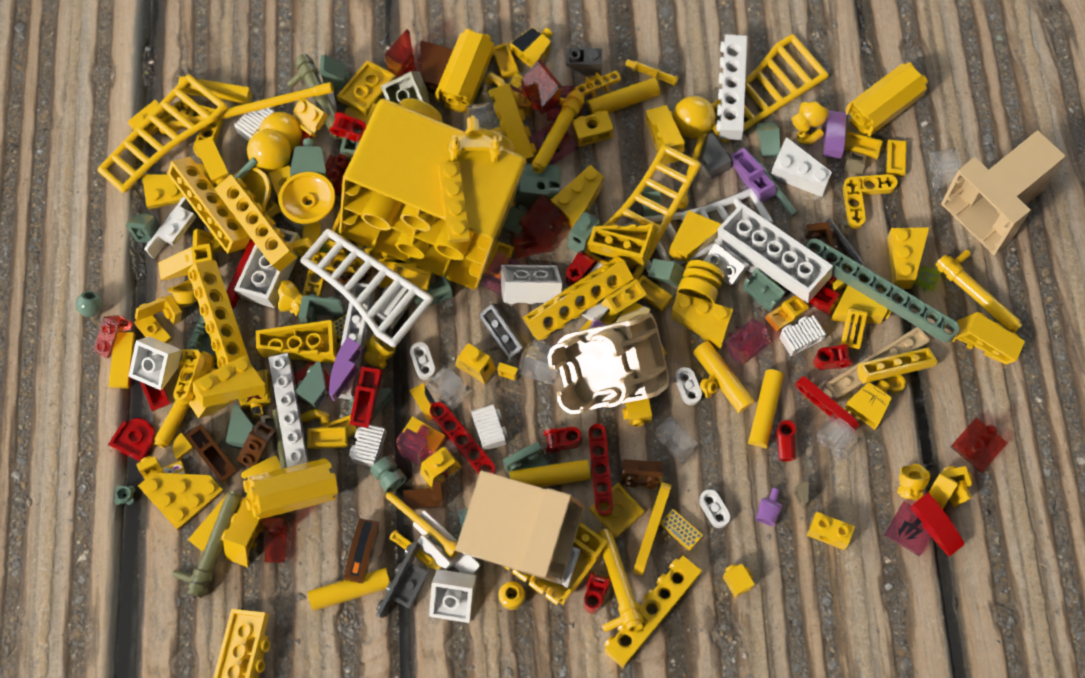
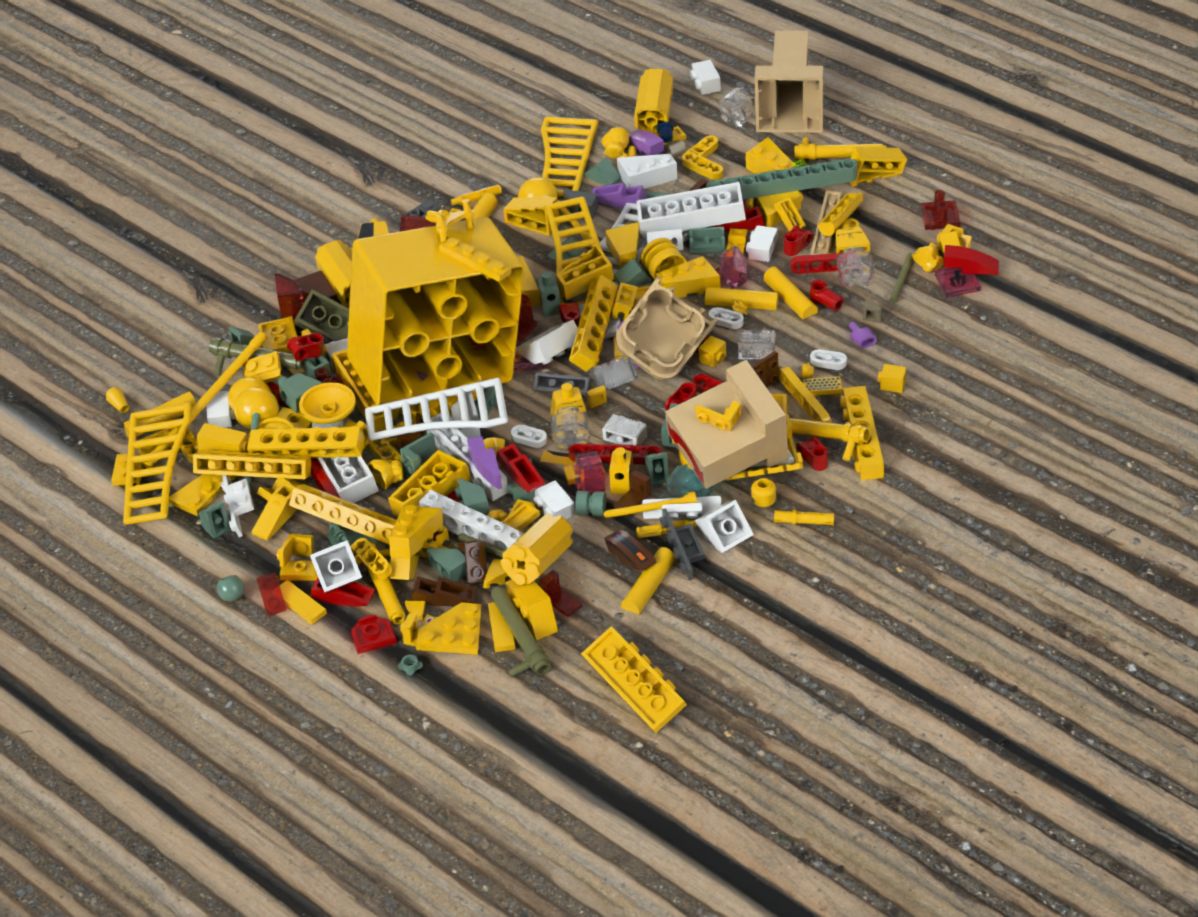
camera: 45 degrees left, 25 degrees down
(183, 294) = (301, 525): yellow piece -> none
(206, 46) = (117, 399): none -> yellow cone
(465, 486) = (657, 467): none -> sand green slope
(504, 631) = (798, 517): none -> yellow pin
(513, 530) = (721, 421): none -> yellow bracket
(686, 503) = (807, 371): none -> yellow plate
(736, 46) = (545, 161): white brick -> none
(830, 531) = (913, 313): yellow brick -> none
(859, 142) = (665, 131): none -> clear blue piece
(871, 479) = (901, 278): none -> olive bar
(896, 157) = (697, 128): yellow tile -> none
(961, 108) = (705, 77): none -> white brick

